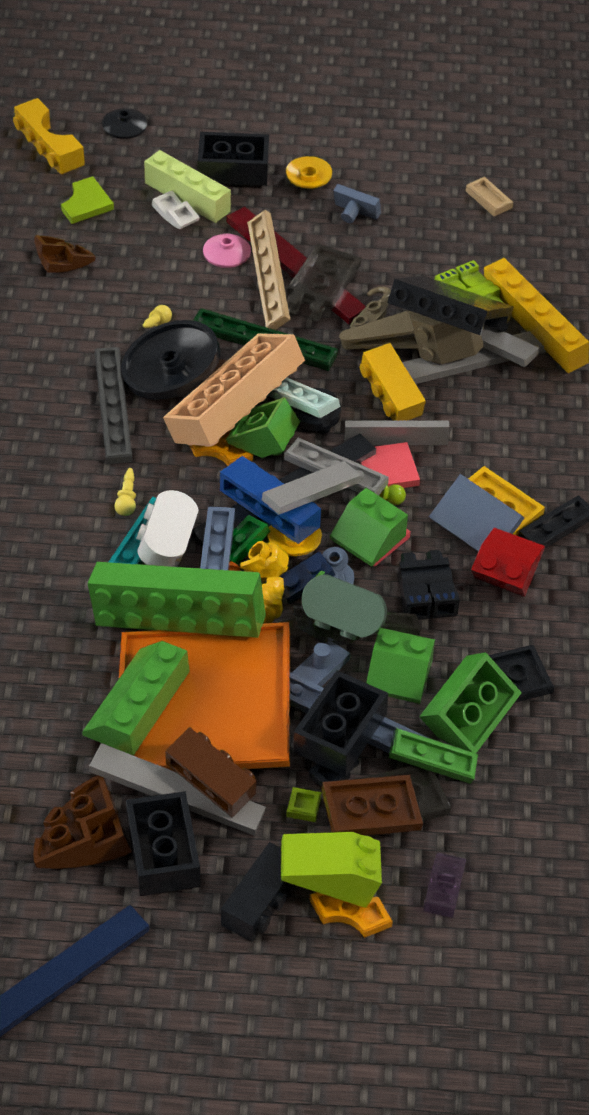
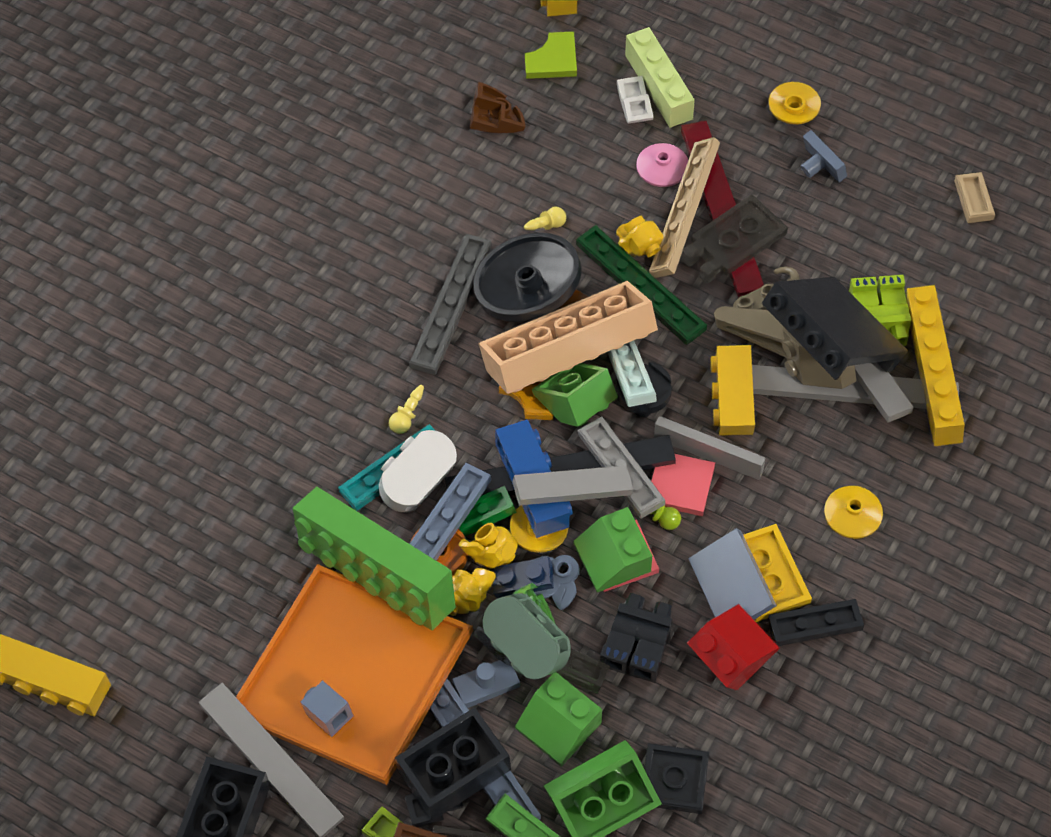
camera: 30 degrees right, 10 degrees up
(82, 830) = (163, 762): reddish brown brick -> none
(139, 697) = (287, 647): bright green slope -> none
(209, 721) = (326, 708): none -> sand blue brick
(211, 771) = (304, 760): reddish brown brick -> none
(234, 157) = (722, 60): black brick -> none
(246, 302) = (640, 237): none -> yellow head
(534, 441) = (852, 522): none -> yellow dish

